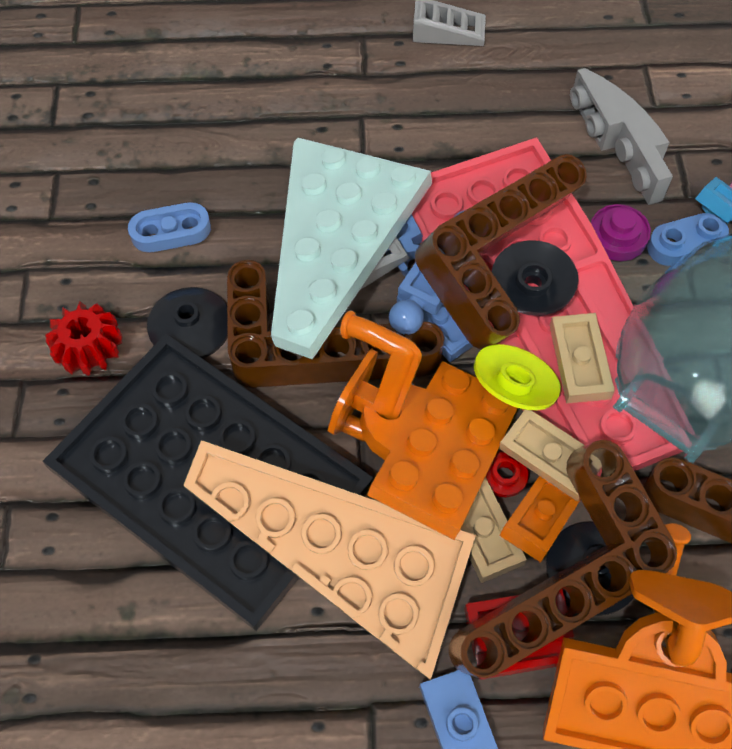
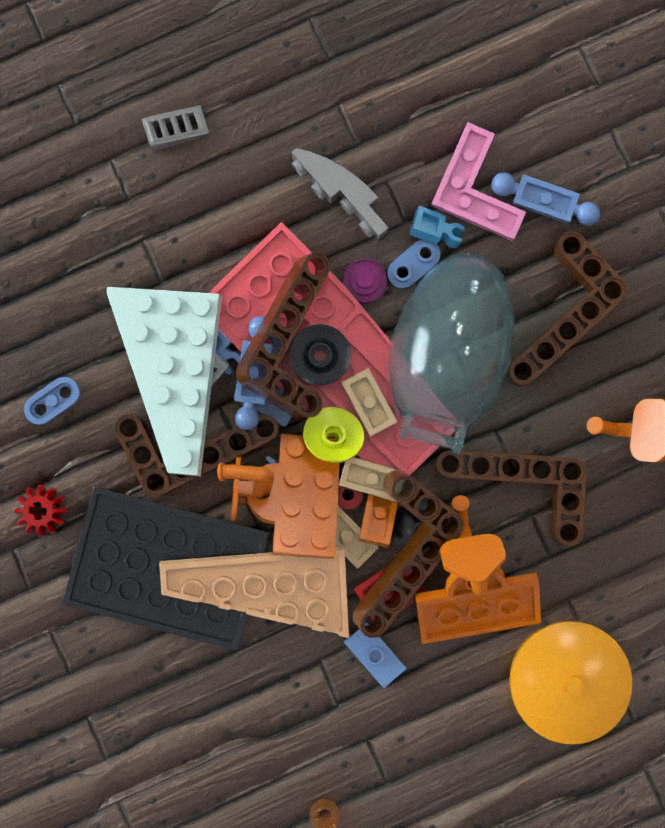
camera: 20 degrees left, 25 degrees up
(202, 332) = (116, 464): black dish -> none

